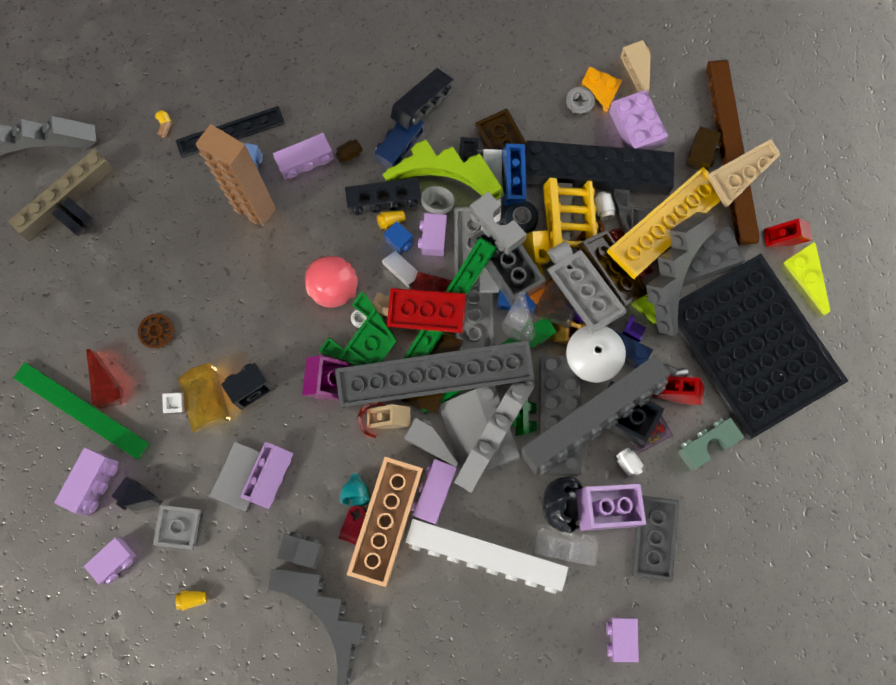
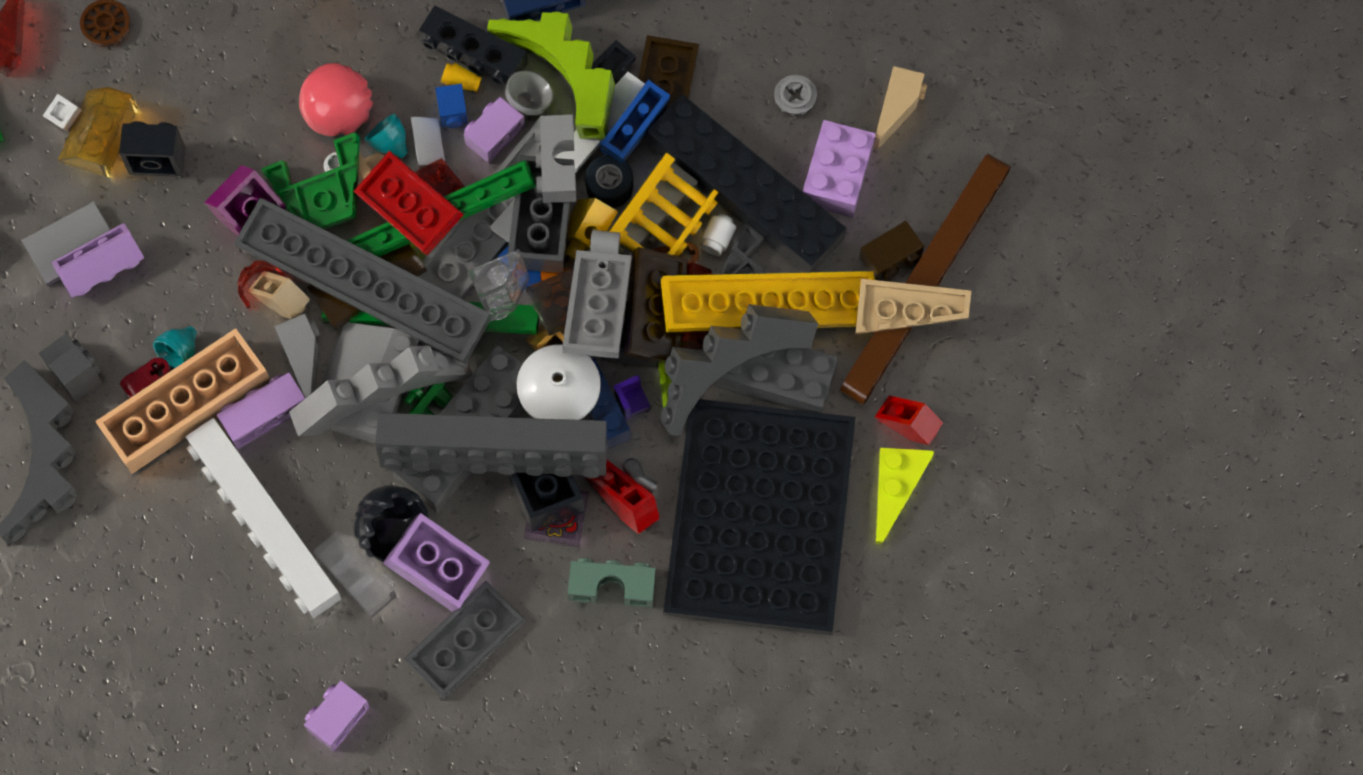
camera: 35 degrees right, 5 degrees down
(377, 280) = (388, 136): none -> teal helmet
(602, 86) = (836, 96): light orange wing -> none
(630, 462) = (503, 537): white brick -> none

